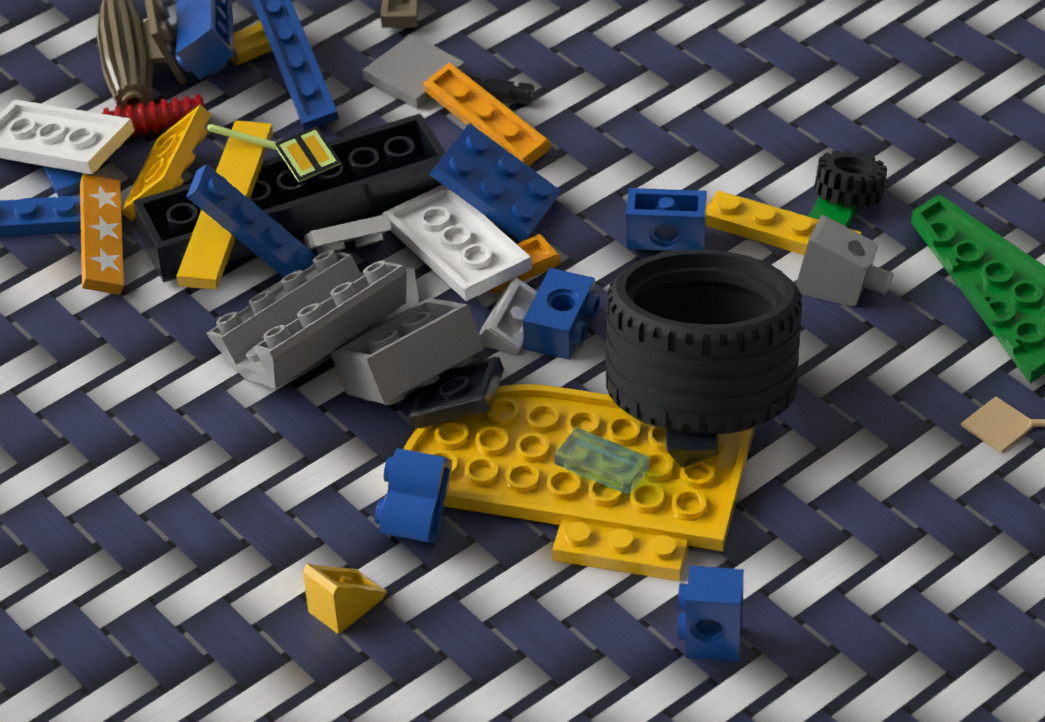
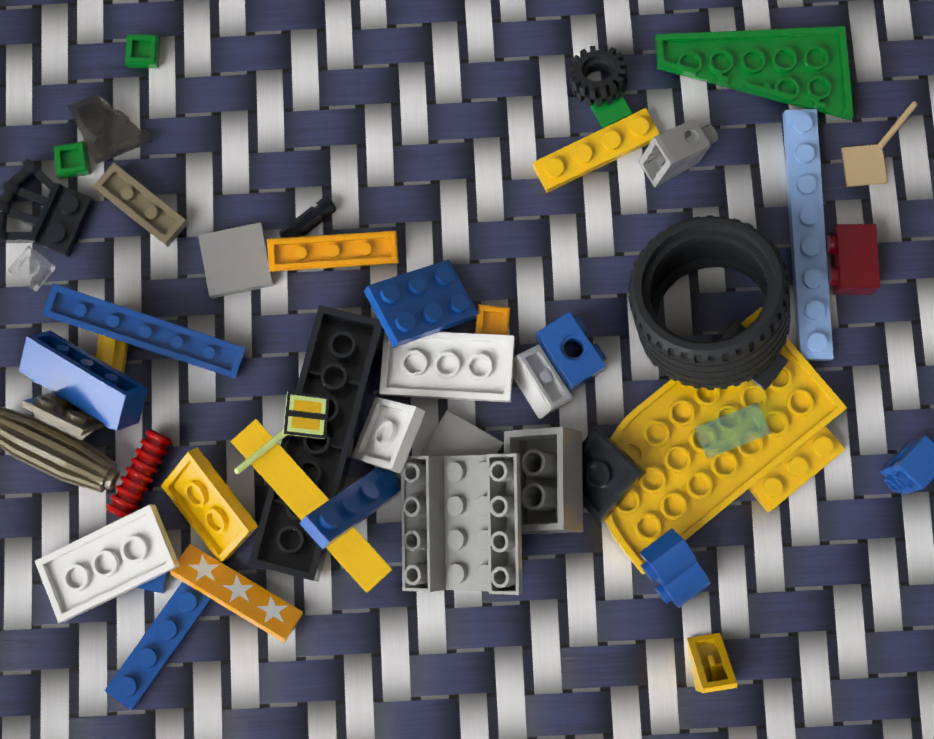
camera: 50 degrees left, 35 degrees up
(666, 219) = (545, 221): blue brick -> none
(871, 421) = (807, 235): none -> light blue plate
(885, 459) = (853, 259): none -> dark red brick

